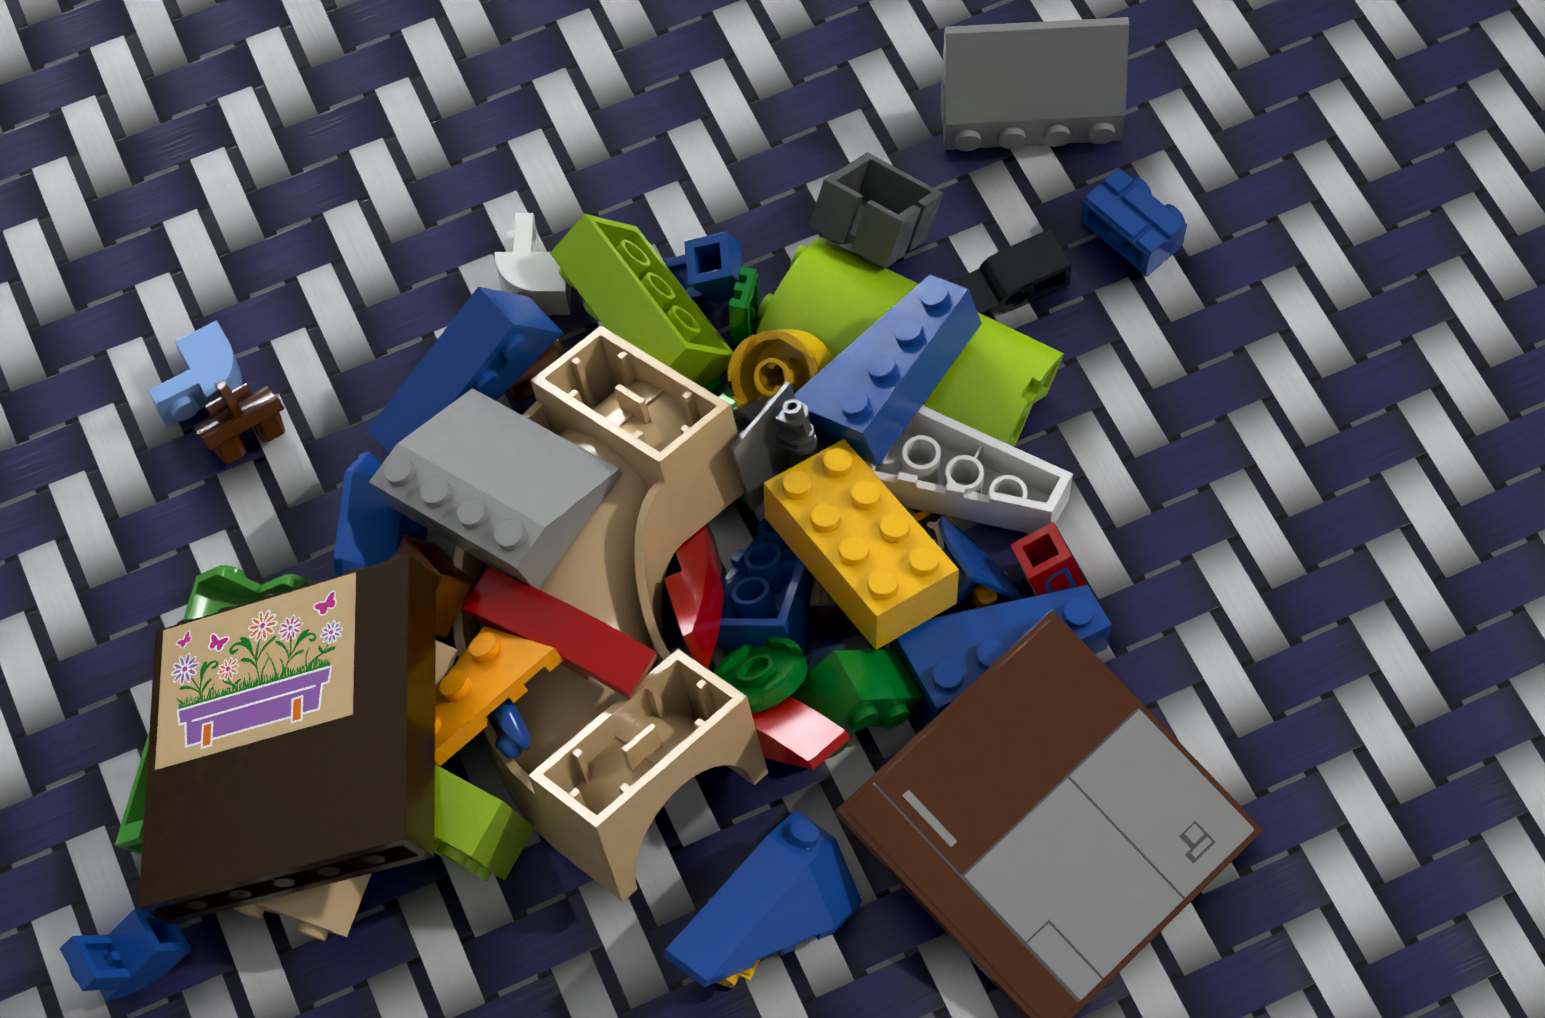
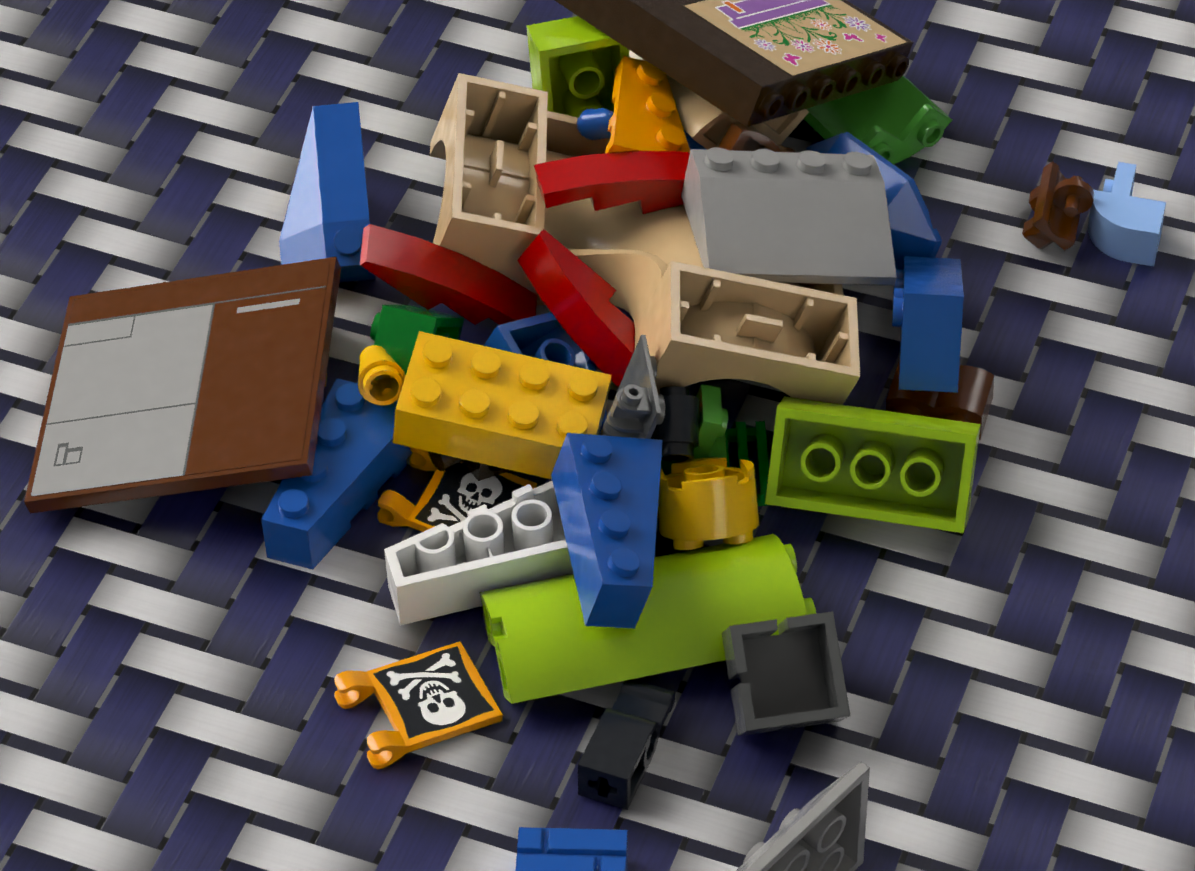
camera: 135 degrees right, 15 degrees down
(531, 271) = (1009, 449): white brick -> none
(709, 267) = (859, 536): blue brick -> none
(744, 306) = (796, 522): green tile -> none
(765, 672) = (480, 293): green tile -> none
(916, 655) = (379, 376): none -> yellow cone
(973, 564) = (412, 496): blue shield -> none
(1047, 561) = (356, 540): red brick -> none
(1105, 427) = (424, 699): none -> flag

